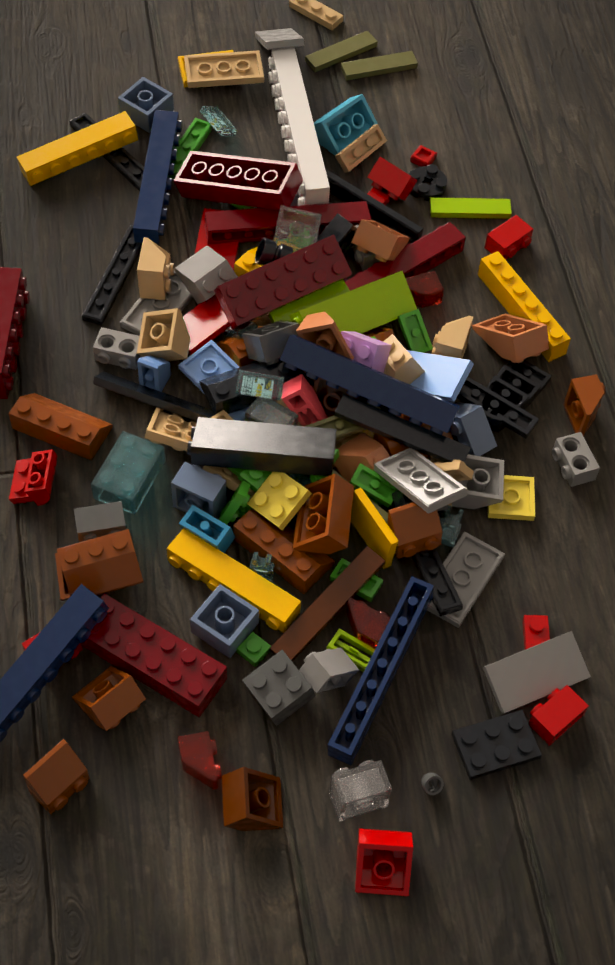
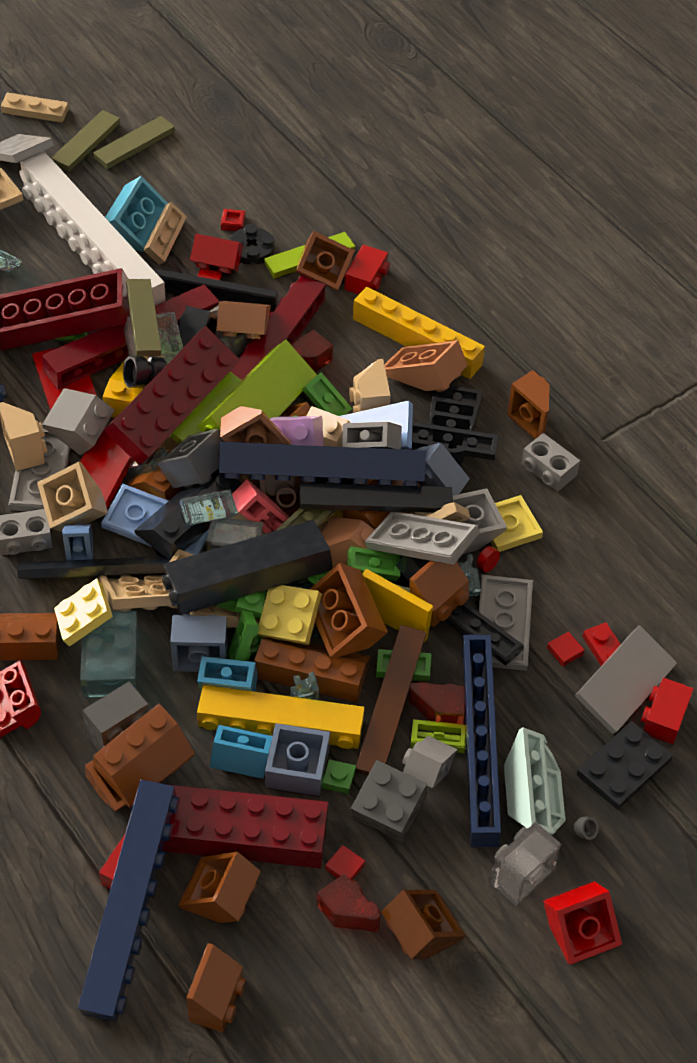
camera: 25 degrees left, 5 degrees down
(121, 430) = (83, 612): none -> light yellow plate
(182, 593) = (240, 751): none -> dark azure brick
(218, 723) = (345, 862): none -> red tile
(292, 209) = (143, 317): none -> olive tile
(407, 728) = (534, 783): none -> light aqua wedge
(424, 378) = (372, 435): none -> light grey brick
(475, 217) = (324, 260): none -> dark orange slope
(476, 520) = (488, 559): none -> red tile
(500, 623) = (565, 649): none -> red tile

